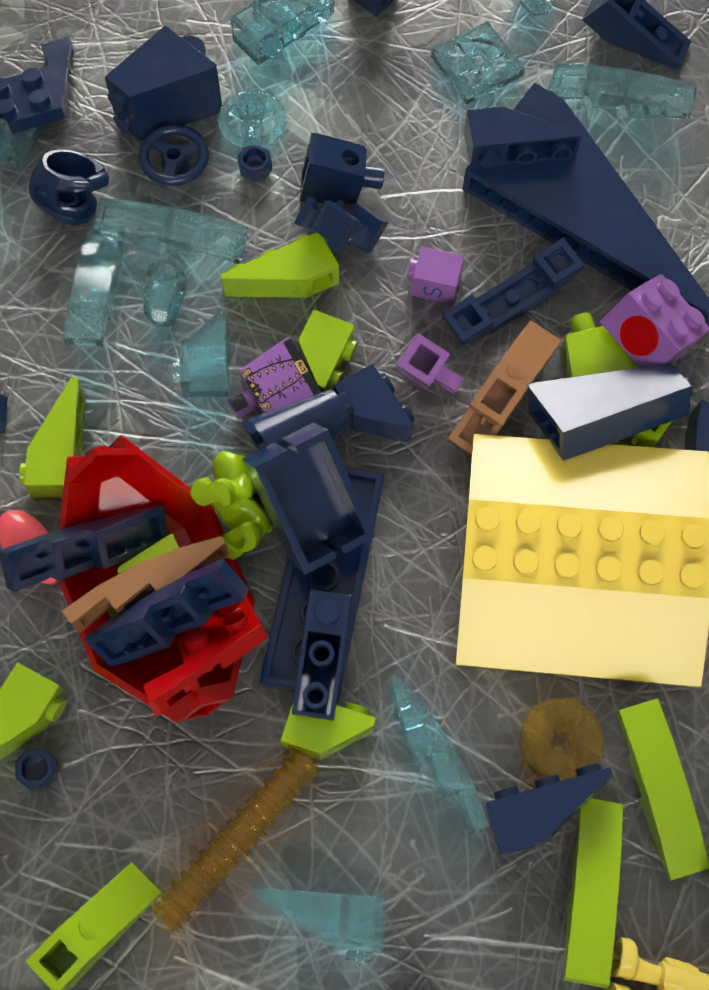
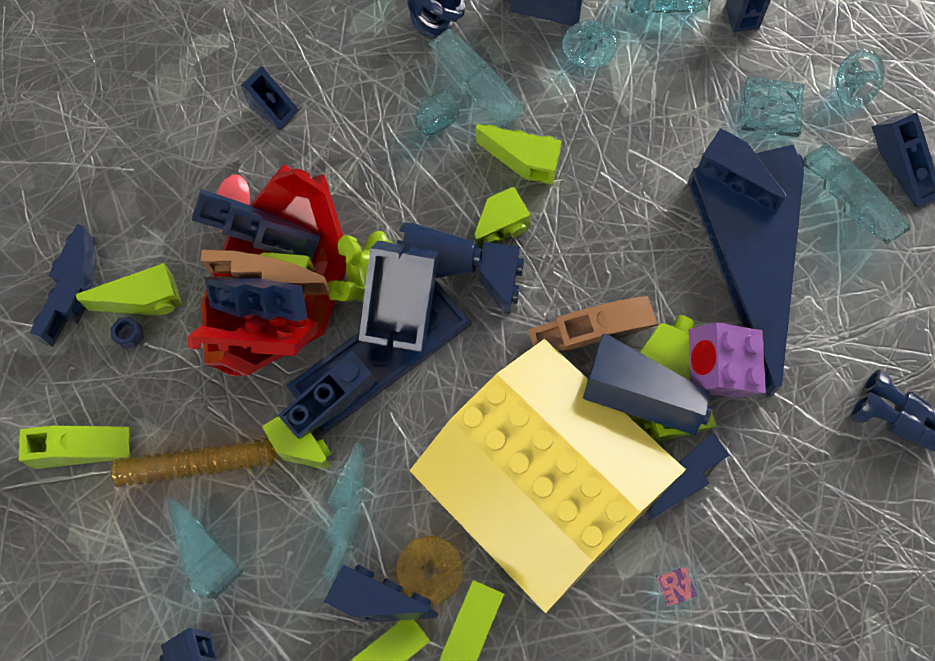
camera: 45 degrees right, 0 degrees up
(56, 439) = (302, 152): lime slope -> none
(93, 290) = (397, 80): clear light blue slope -> none
(174, 157) = (517, 40): dark blue piece -> none
(204, 360) = (426, 170): clear light blue slope -> none
(254, 163) = (565, 72): dark blue tile -> none
(273, 381) = (452, 212): medium lavender torso -> none
(337, 170) = (608, 111): dark blue torso -> none
(340, 228) = (579, 146): dark blue piece -> none
(423, 363) = (553, 272): medium lavender brick -> none
(435, 275) = (615, 223): medium lavender brick -> none
(516, 295) = (655, 274): dark blue slope -> none

